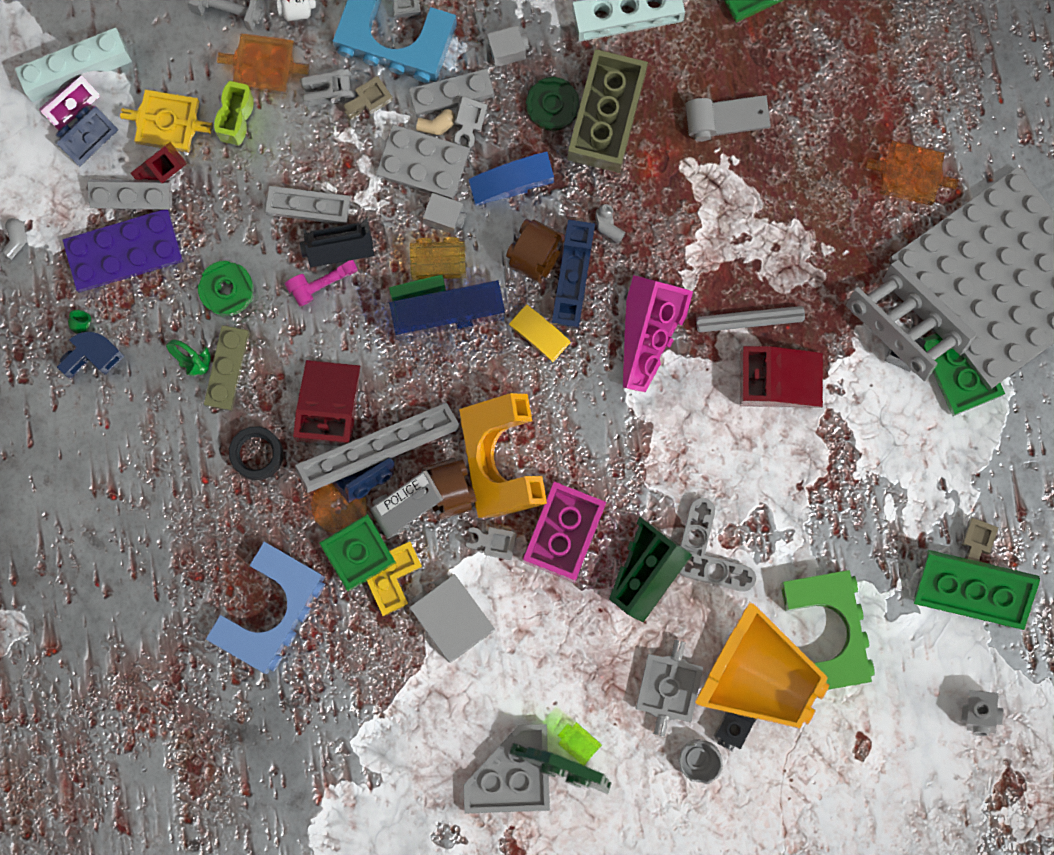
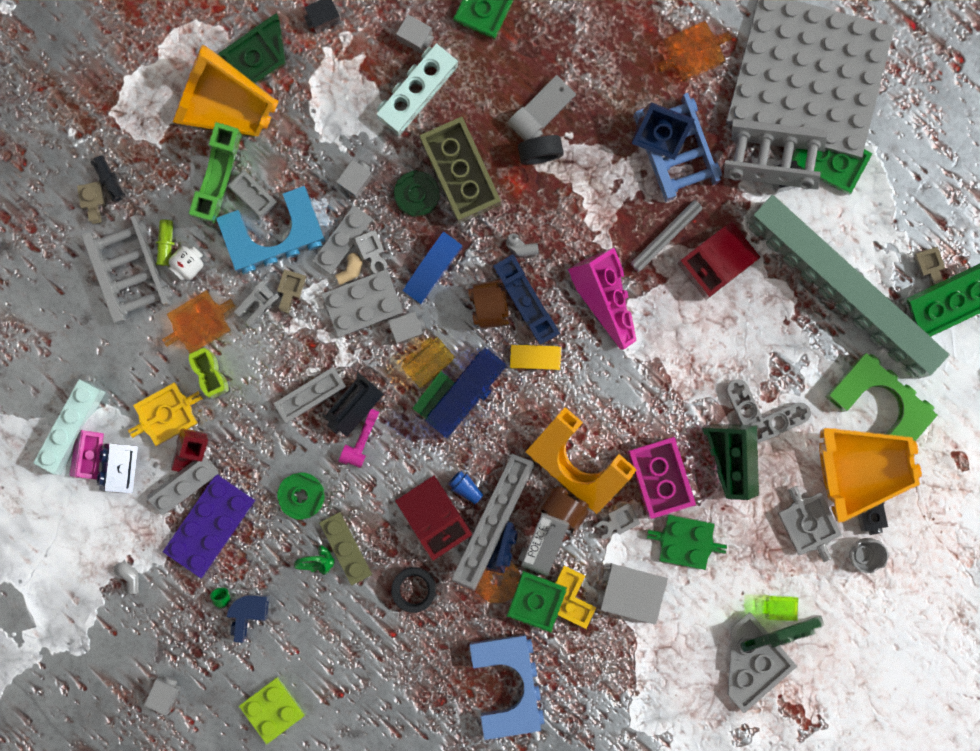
camera: 45 degrees left, 5 degrees up
(40, 459) = (272, 710): none -> lime plate
(379, 399) = (465, 487): none -> blue cone
(541, 612) = (686, 541): none -> green plate
(696, 149) = (540, 149): none -> black tyre
(799, 251) = (662, 164): none -> medium blue fence
(821, 215) = (662, 130): none -> dark blue slope
(879, 495) = (847, 288): none -> sand green brick

